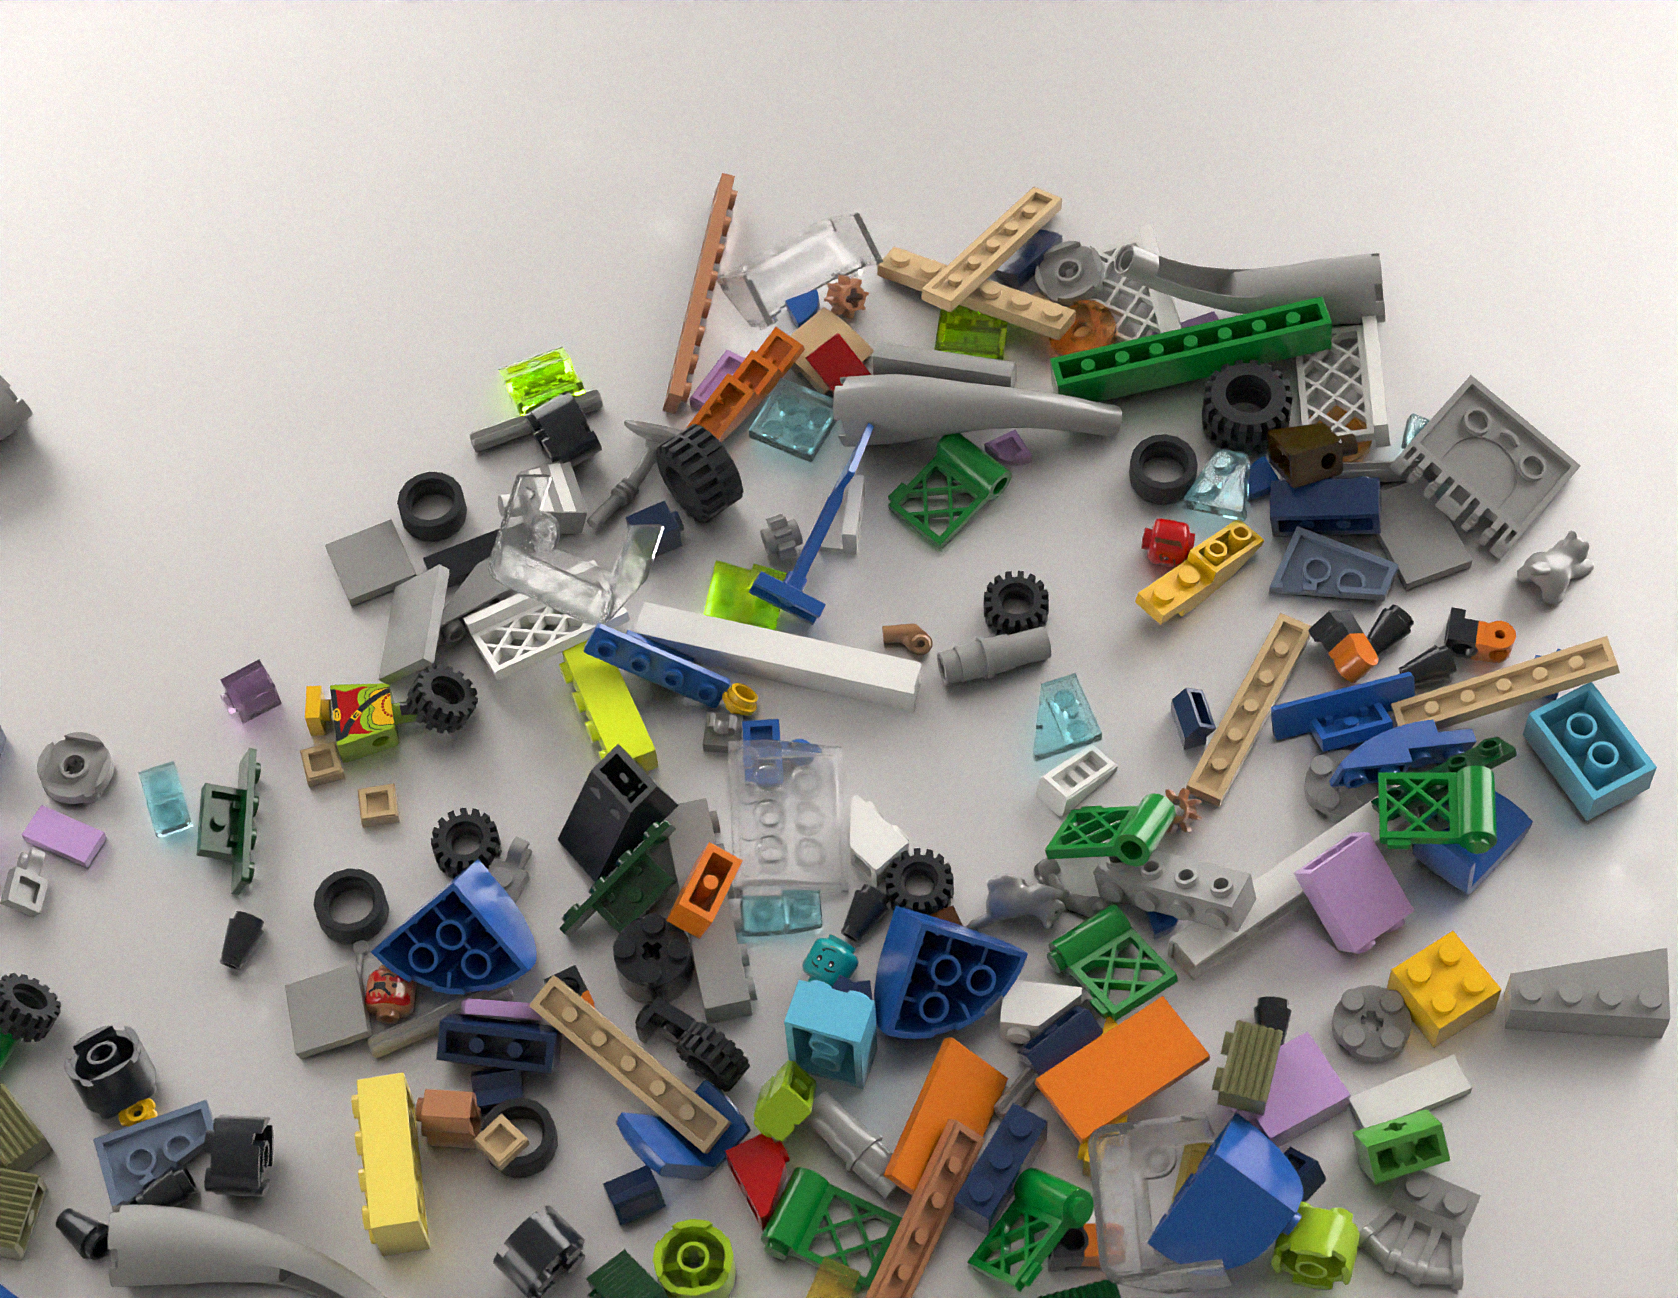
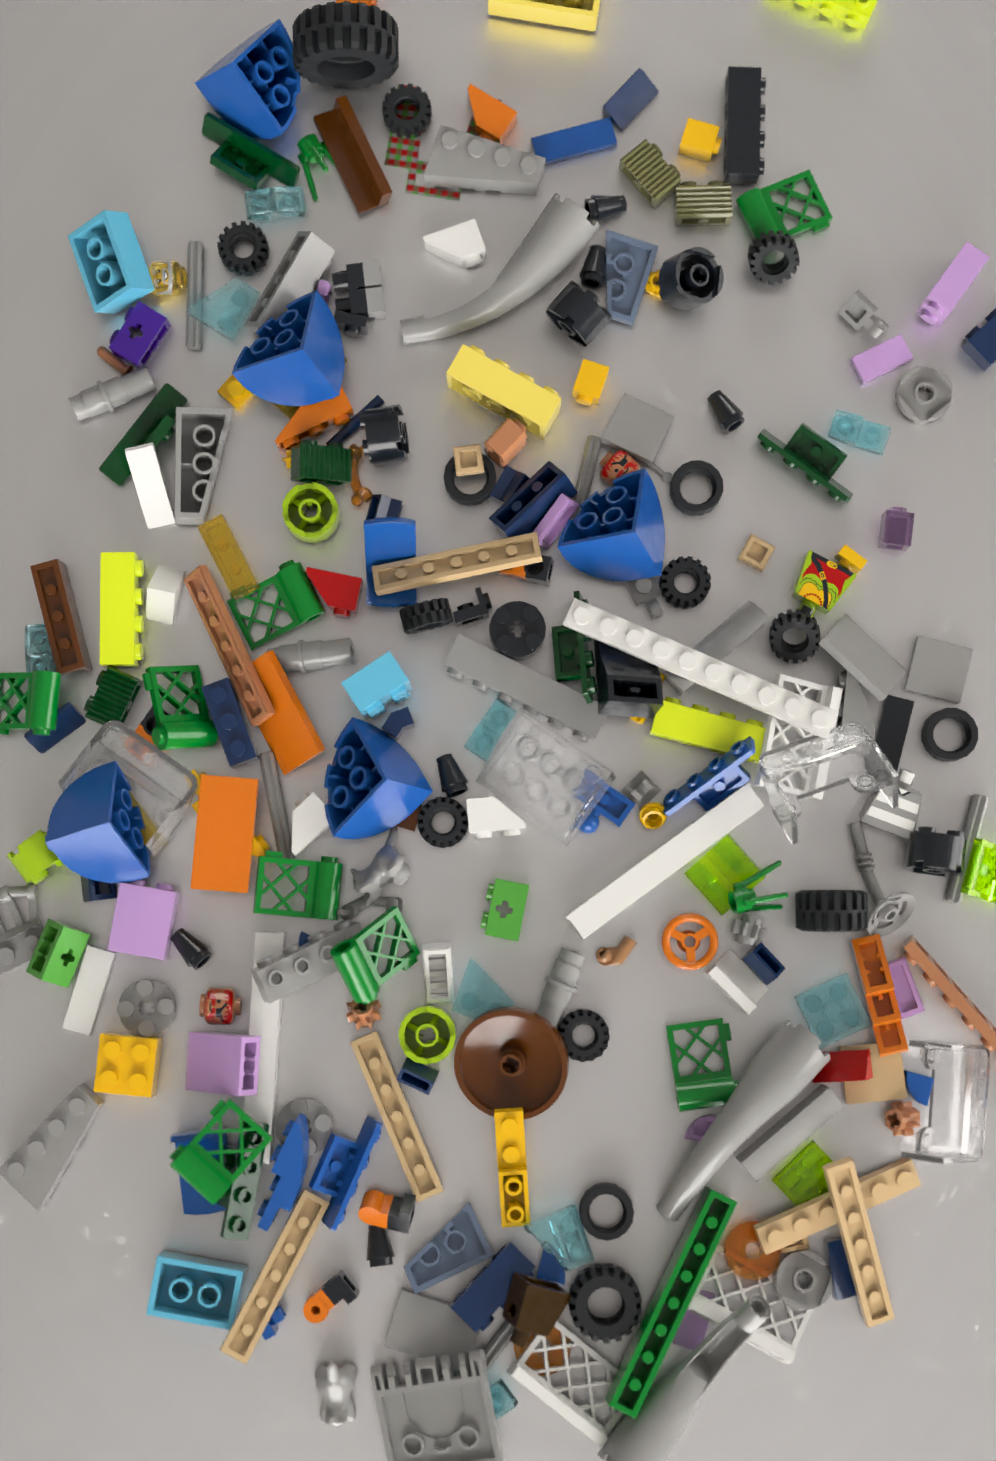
camera: 125 degrees right, 25 degrees up
(311, 1094) = (590, 382): none -> yellow brick
(322, 764) = (812, 539): tan tile -> none
(513, 760) = (724, 639): none -> light grey brick
(552, 747) = (700, 668): none -> white plate
(632, 1239) = (361, 494): none -> clear orange piece
(660, 514) = (818, 857): dark blue brick -> none
(704, 890) = (524, 682): orange brick -> none
(752, 552) = (745, 899): none -> green plant
(784, 1101) = (361, 631): lime brick -> none
(789, 594) = (749, 995): blue piece -> none
(804, 502) = (763, 963): none -> dark blue piece
(829, 960) = (433, 729): teal head -> none
(840, 594) = (670, 931): none -> orange piece
(955, 759) = (516, 896): none -> bright green brick
(1060, 1040) = (276, 817): dark blue slope -> none
(1100, 641) = (511, 1061): none -> reddish brown dish
(1145, 734) = (433, 1049): none -> lime brick
(1168, 542) = (549, 1167): red head -> none
(1248, 1068) = (163, 902): olive brick -> none
(1302, 950) = (220, 1006): none -> head
(1431, 665) = (335, 1249): black cone -> none

